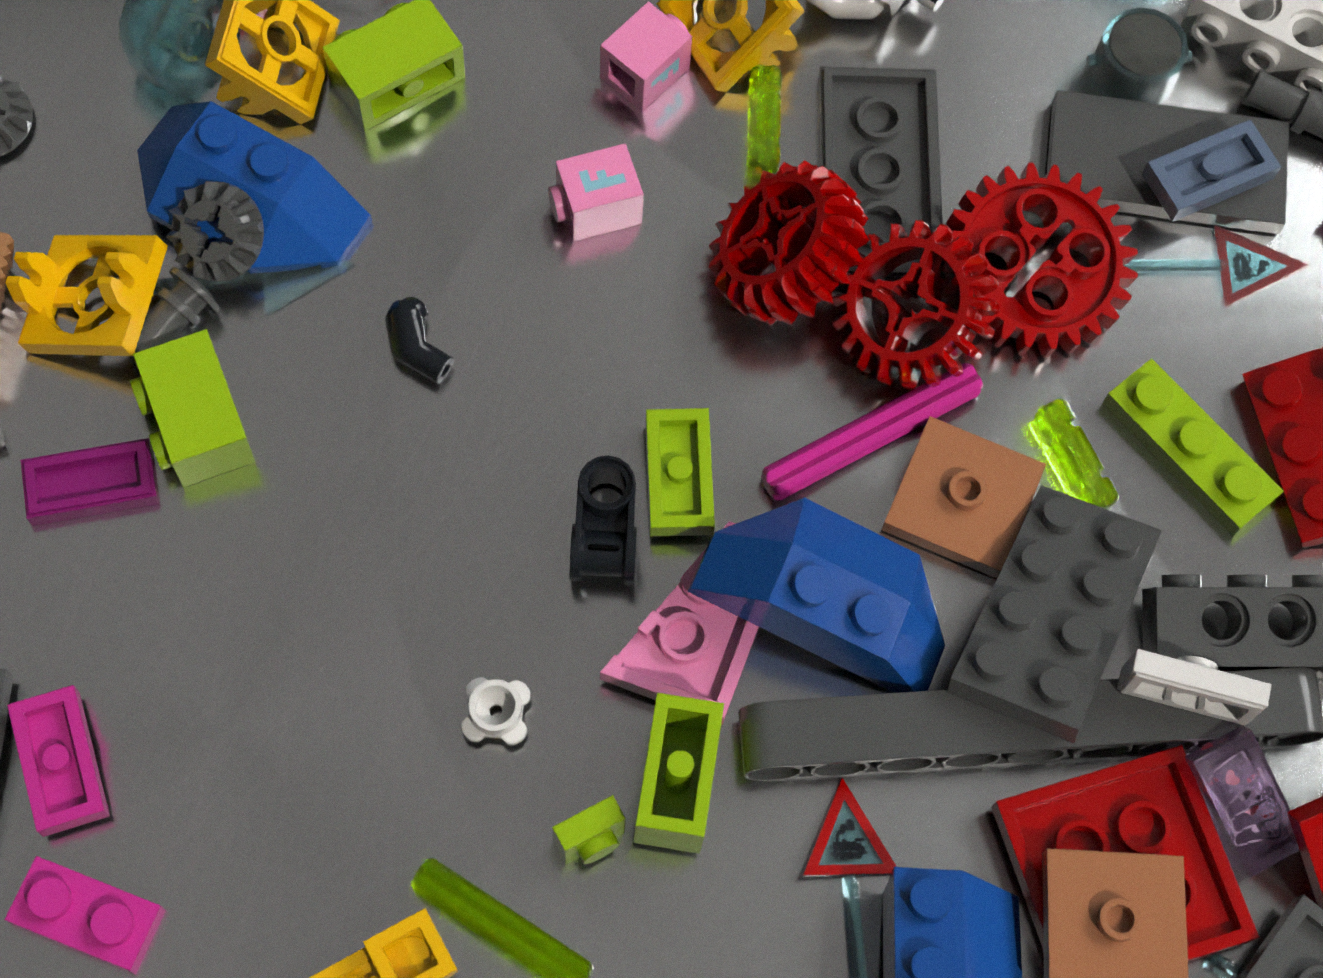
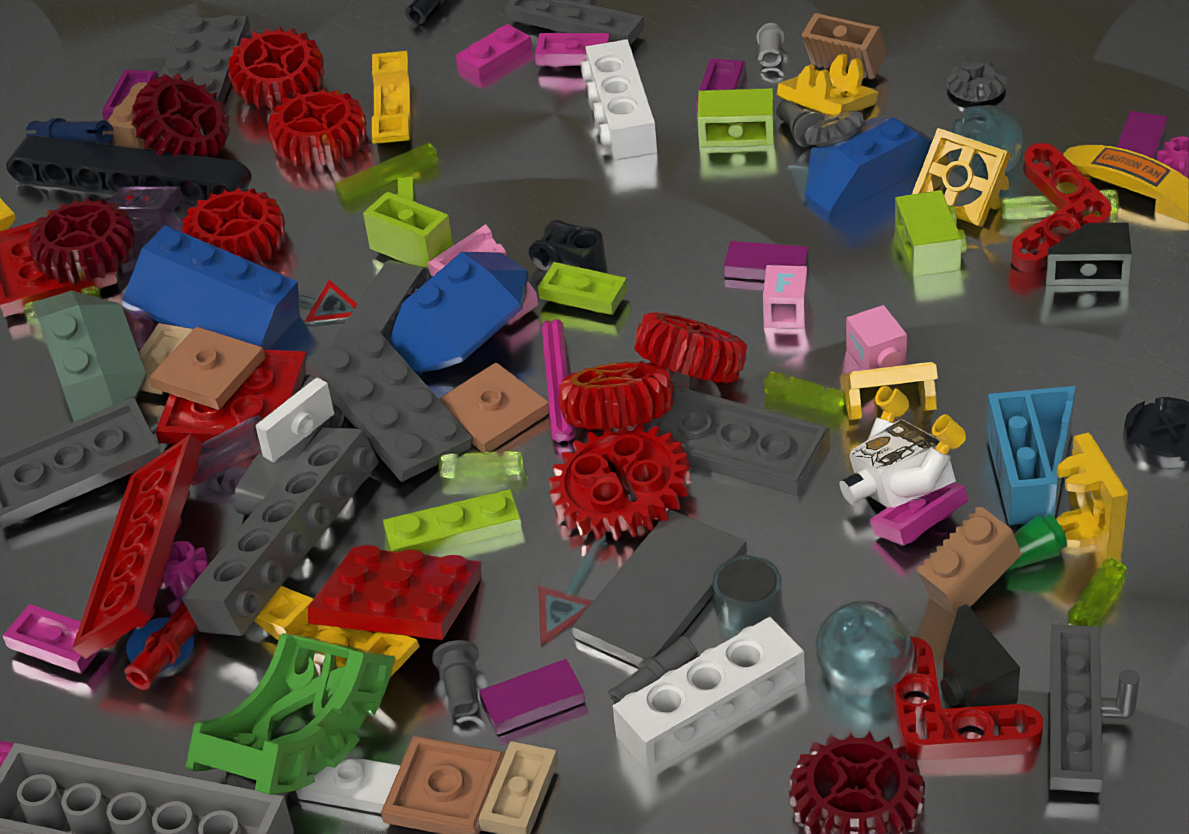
camera: 125 degrees right, 25 degrees down
(154, 610) = (619, 100): none -> white brick
(408, 341) = (730, 207): black arm -> none
(484, 695) = (496, 192): white plate -> none
(515, 257) = (750, 259): none -> magenta tile
(1211, 170) = (628, 582): sand blue plate -> none

